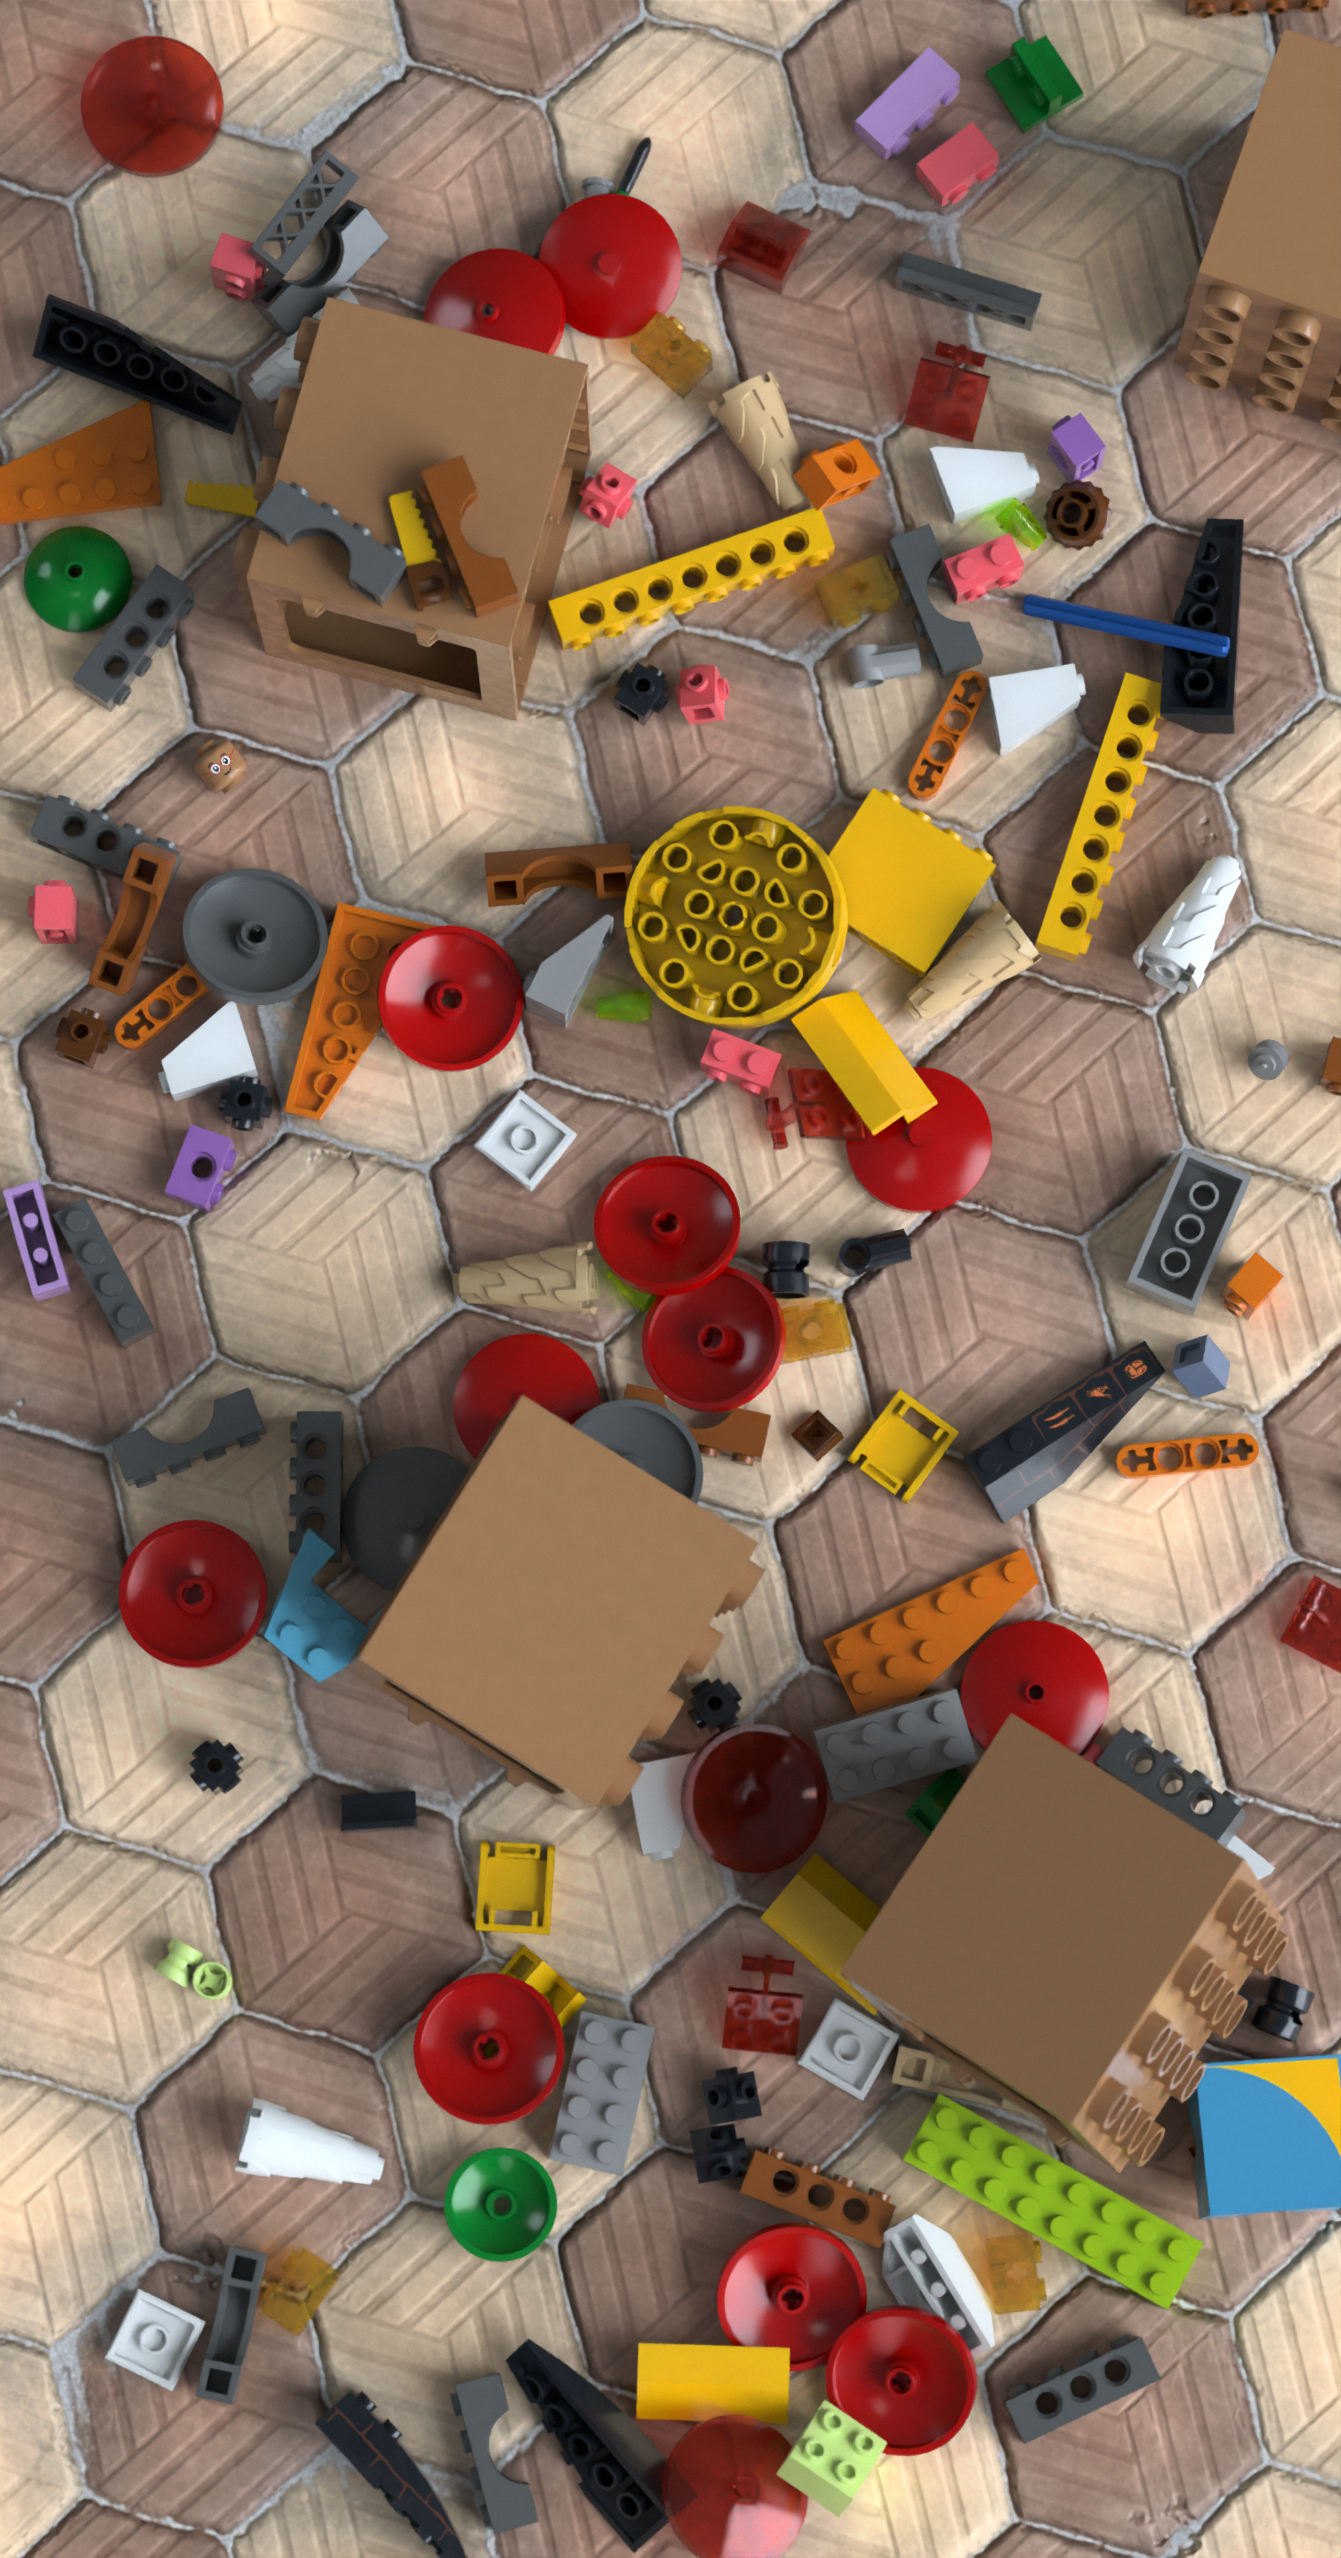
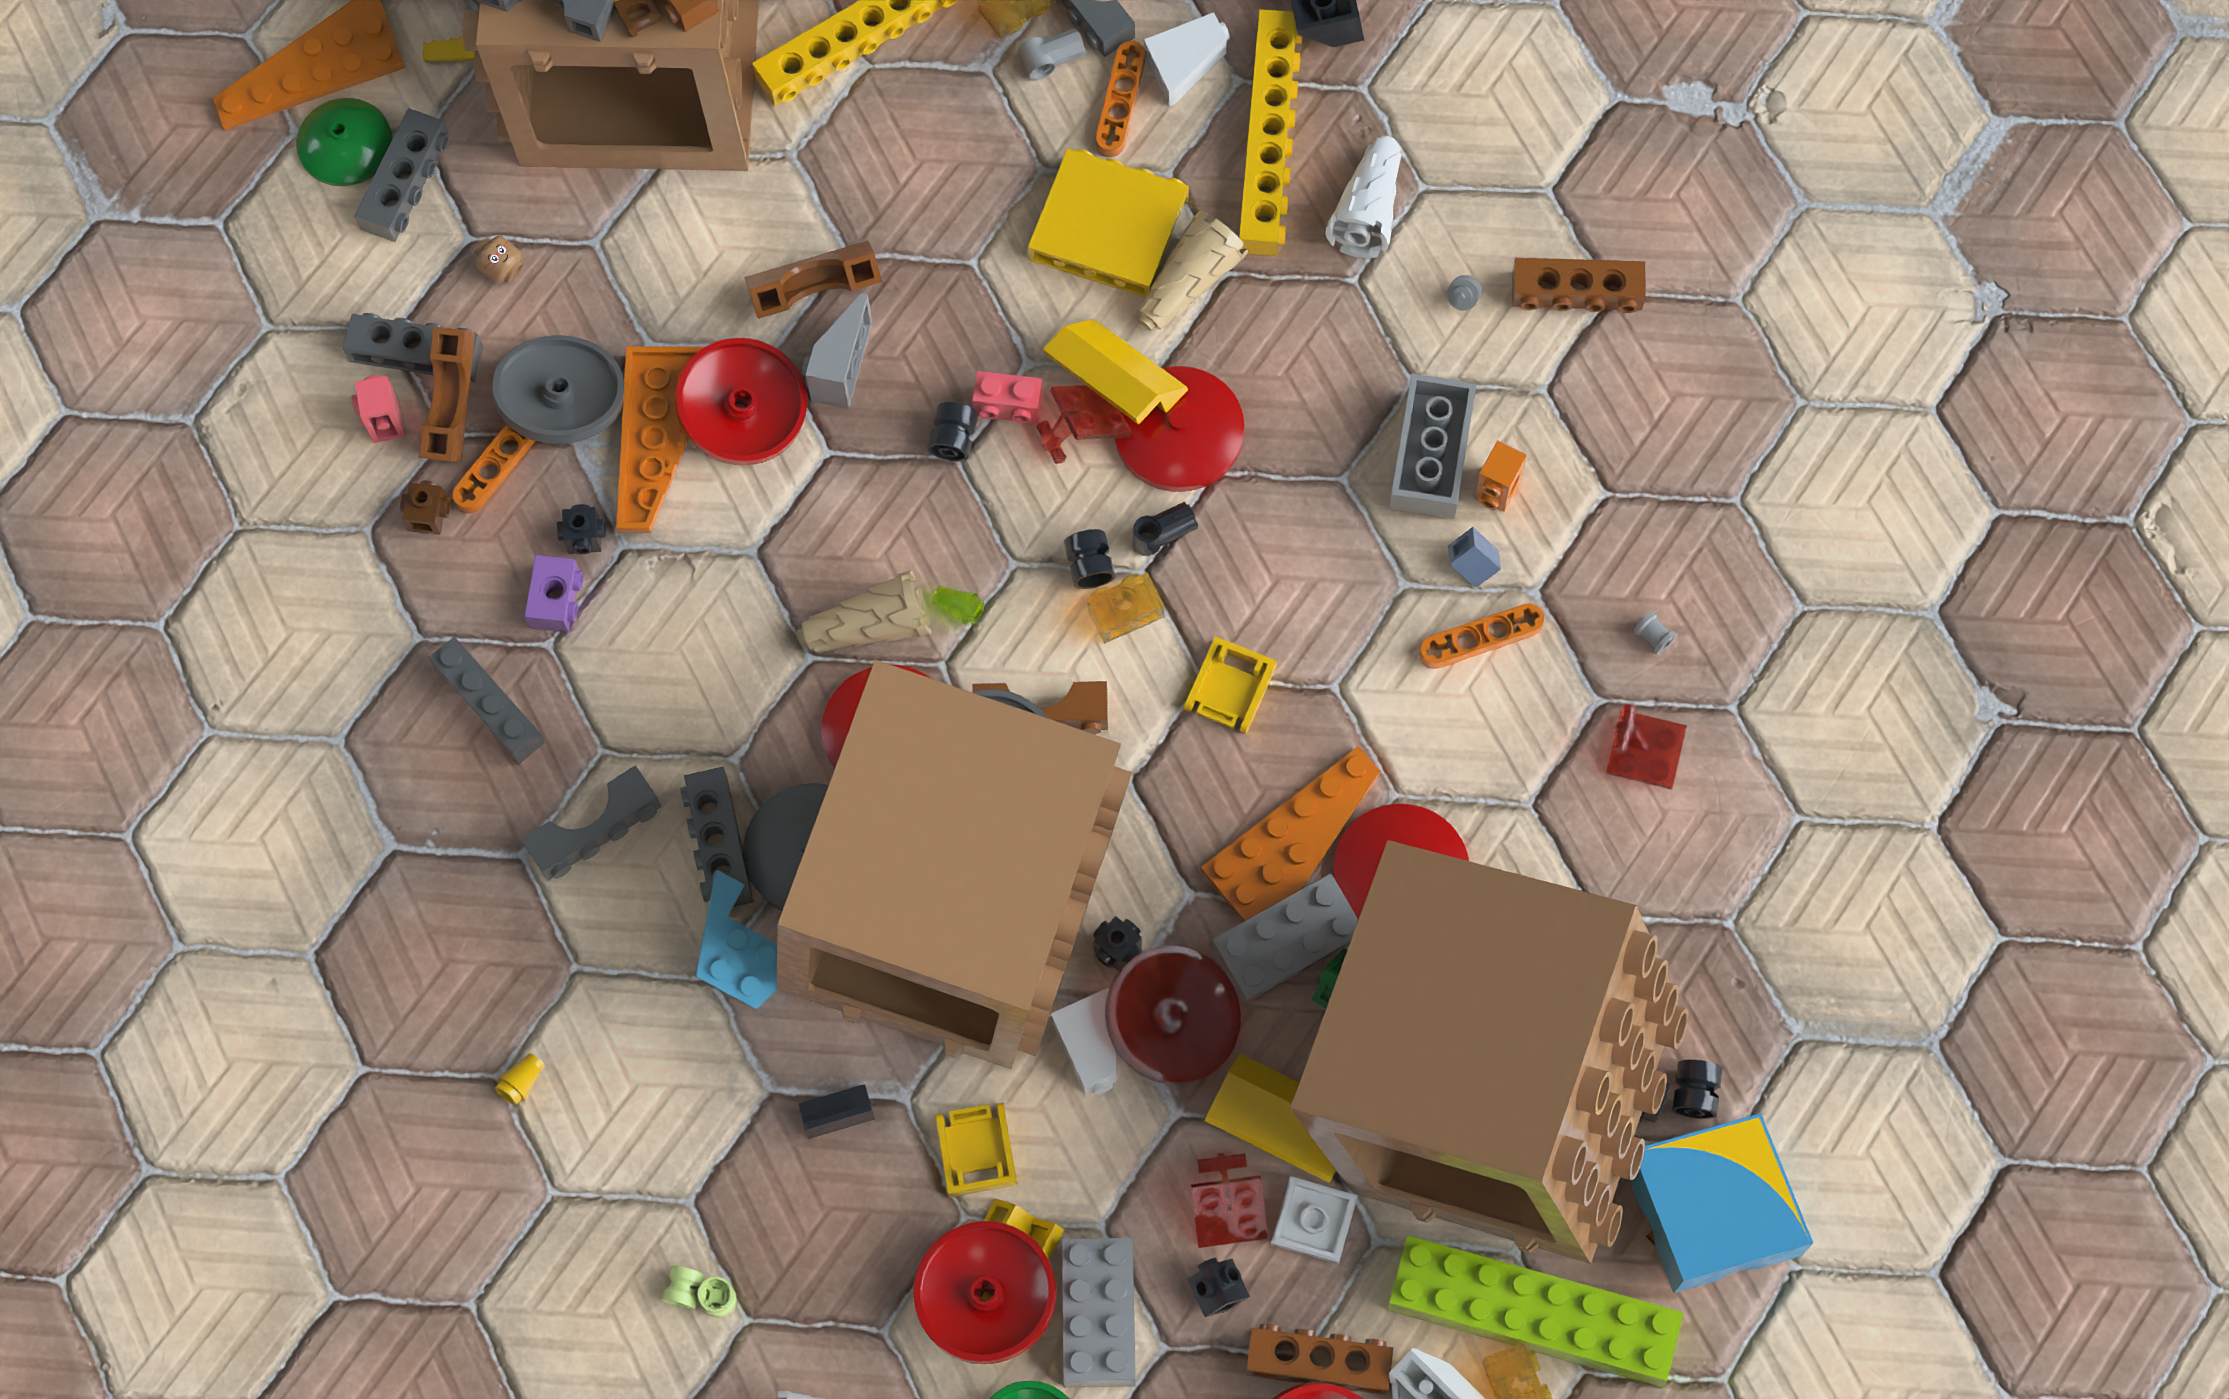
camera: 10 degrees left, 10 degrees down
(37, 1240) = (420, 685): lavender brick -> none
(55, 1699) = (518, 1081): none -> yellow cone
(193, 1594) = (624, 956): red dish -> none
(209, 1057) = (539, 498): white slope -> none
(222, 1780) = (686, 1112): black brick -> none
(525, 1140) = (835, 506): white plate -> none
(627, 1007) = (897, 376): clear neon green cone -> none
(641, 704) = (850, 120): black brick -> none
(667, 1225) = (976, 544): red dish -> none
(672, 1086) = (953, 427): none -> black wheel
(702, 694) = (902, 108): coral brick -> none
(715, 1342) = (1040, 629): red dish -> none
(718, 2153) = (1218, 1340): black brick -> none
(770, 959) = (1000, 313): yellow brick -> none
(817, 1435) = (1152, 693): reddish brown tile -> none
(932, 2074) = (1392, 1224): tan slope -> none
(1058, 1436) = (1362, 645): black wedge -> none

